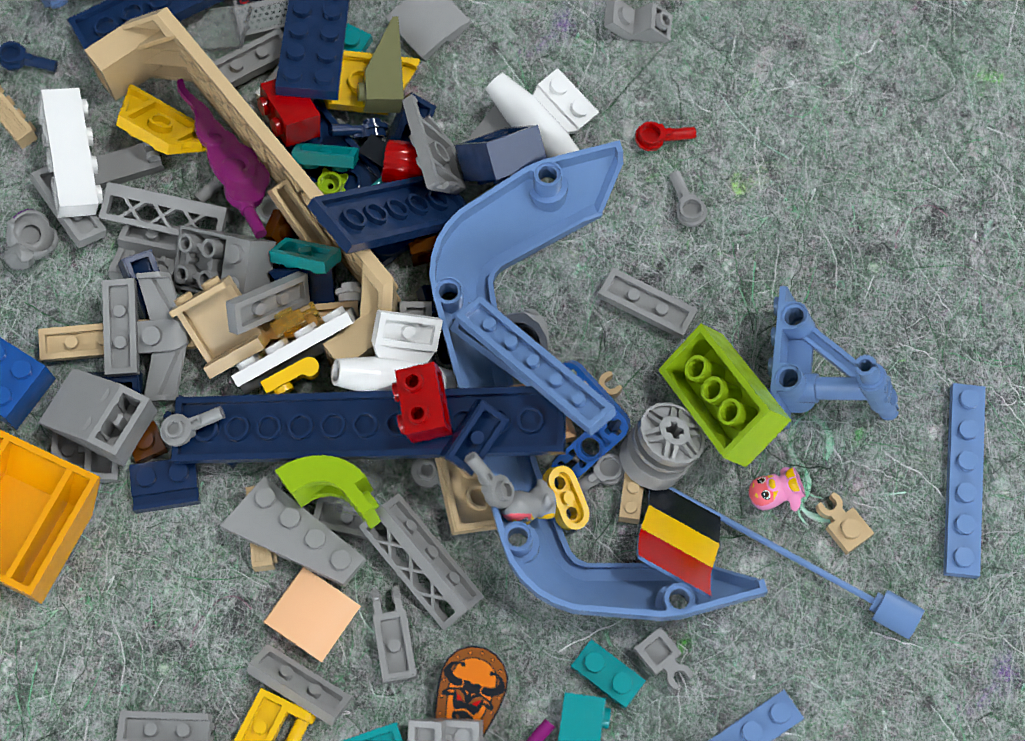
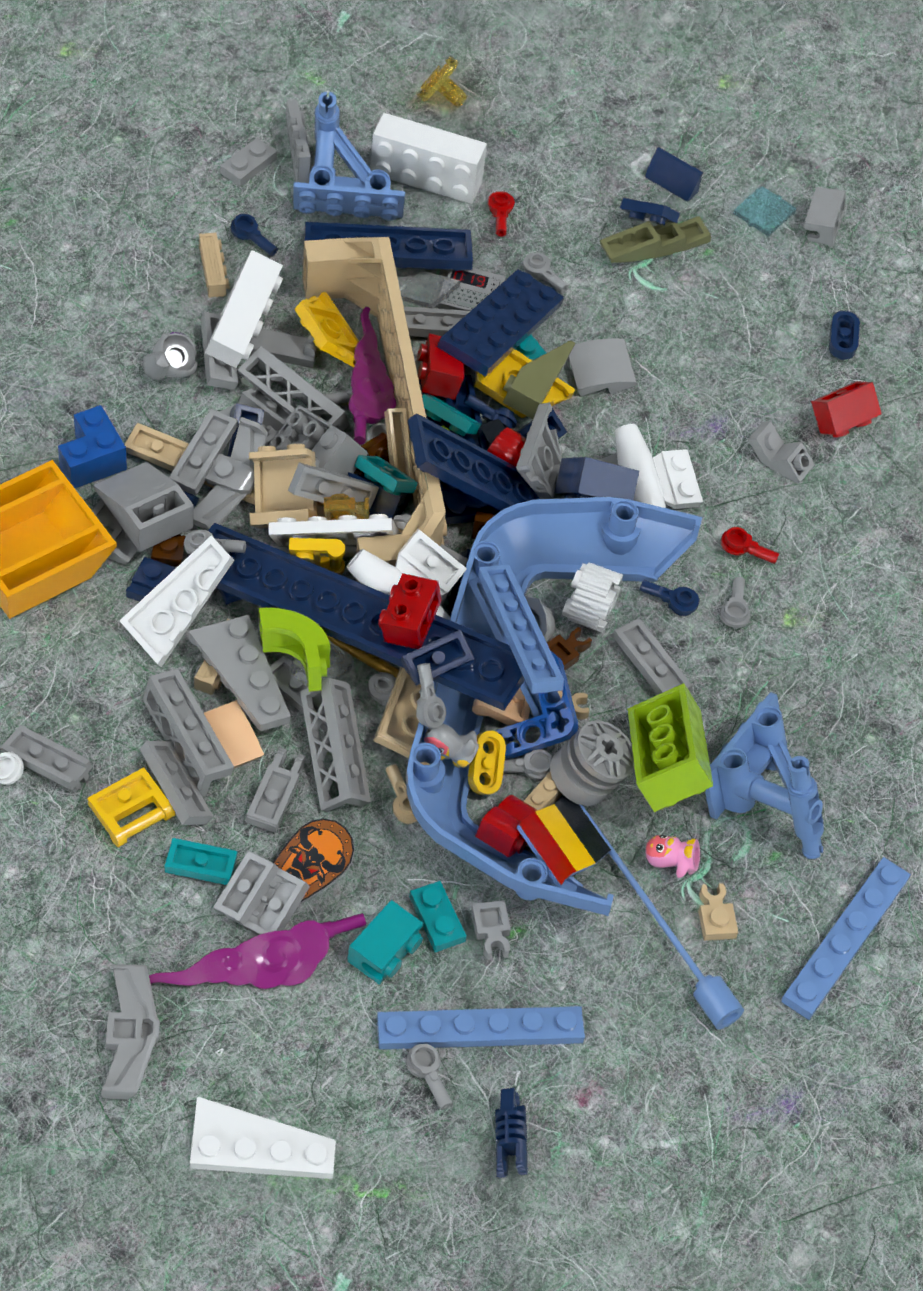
camera: 20 degrees right, 15 degrees down
(189, 503) = (174, 603): none -> white wing
(277, 625) = (186, 728): none -> light grey fence
(511, 582) = (401, 804): none -> tan plate
(562, 272) = (593, 596): none -> white brick
(563, 341) = (568, 649): none -> reddish brown plate
(619, 552) = (500, 825): none -> red brick
(637, 224) = (681, 600): none -> dark blue plate

